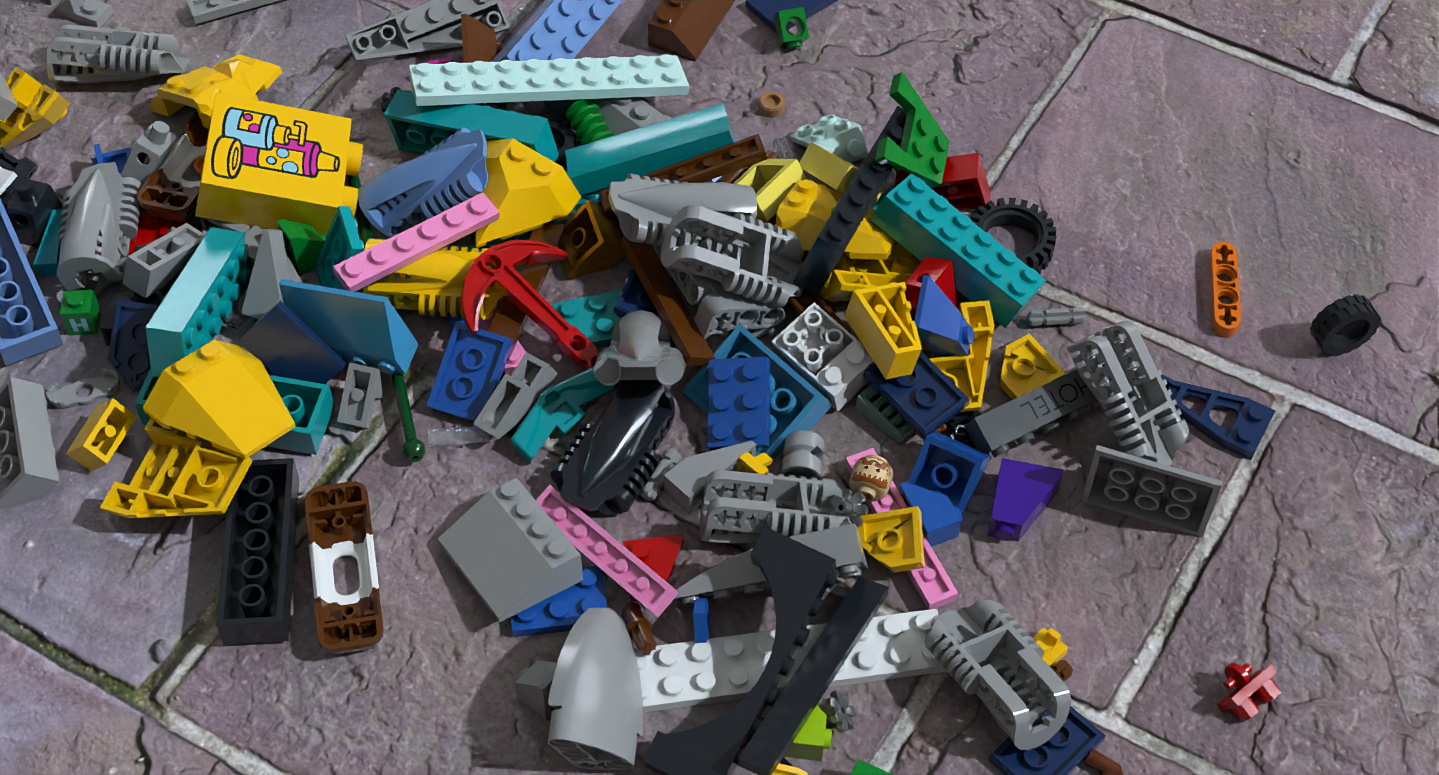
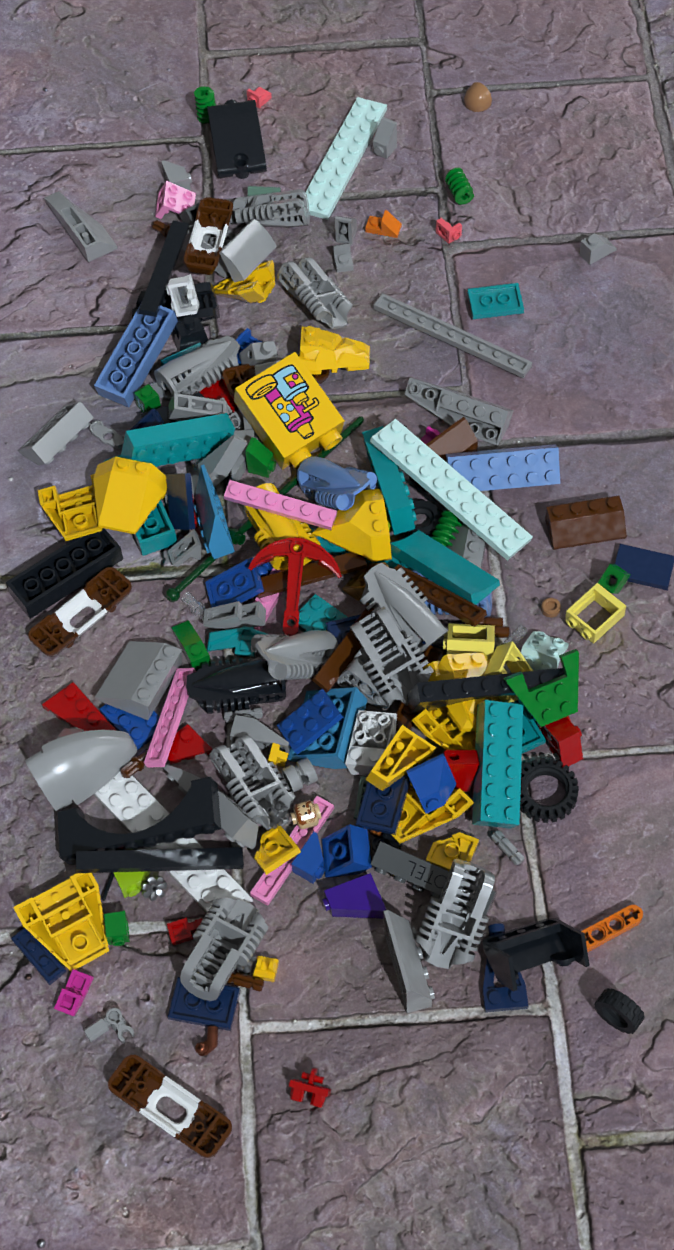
camera: 60 degrees right, 5 degrees up
(101, 434) = (82, 461): yellow brick -> none
(340, 244) = (263, 473): teal plate -> none
(486, 660) = (76, 710): none -> red wing
(494, 469) = (191, 645): none -> green slope
(701, 620) = (160, 788): blue tile -> none
(827, 48) = (603, 598): none -> light yellow window
(927, 713) = (181, 930): none -> red plate
(1203, 354) = (534, 946): none -> black windscreen

